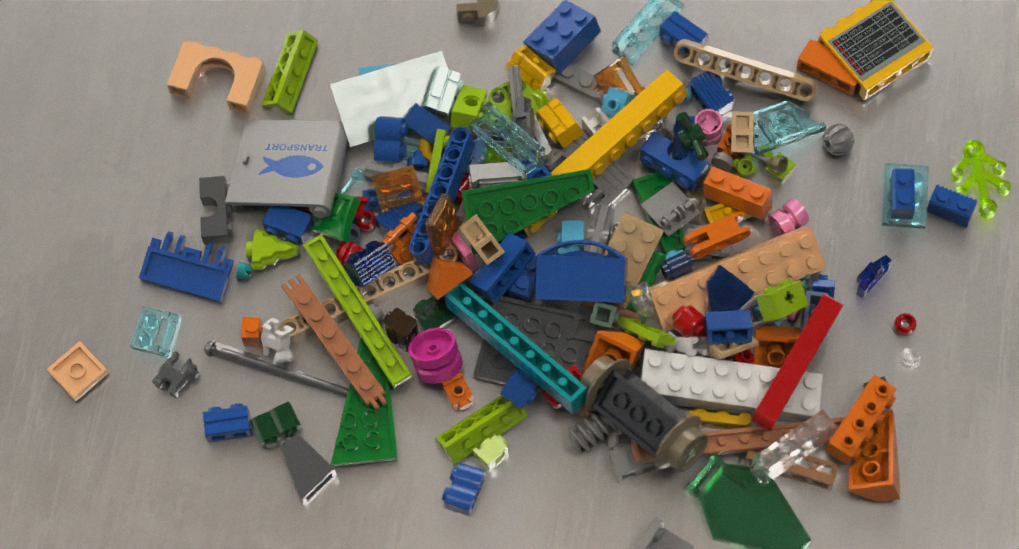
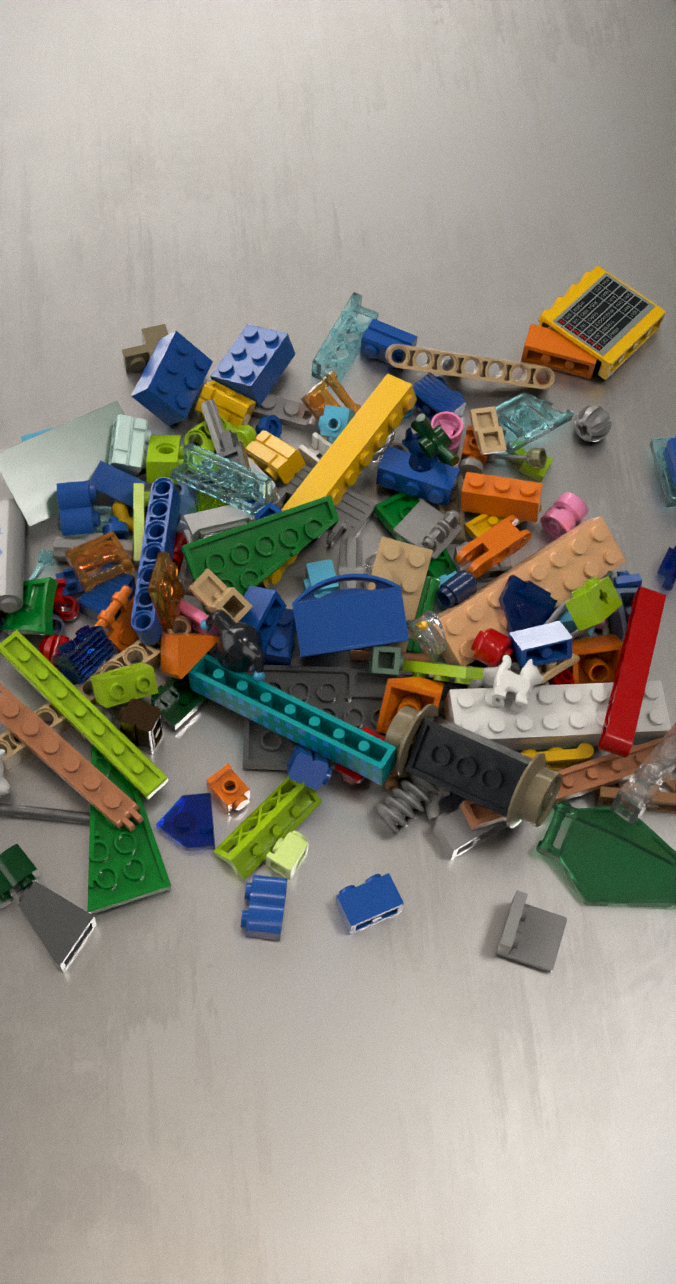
camera: 25 degrees left, 5 degrees down
(394, 294) = (124, 684): none -> lime brick
(423, 412) = (190, 822): none -> clear blue plate
(435, 355) = (192, 749): dark pink wheel -> none
(486, 281) = (238, 645): none -> black piece
(491, 38) = (172, 378): none -> blue brick
(543, 502) = (369, 902): none -> blue brick
(564, 93) = (270, 424): none -> blue tile
(696, 357) = (514, 685): none -> white animal
(742, 172) = (498, 462): lime plate -> none

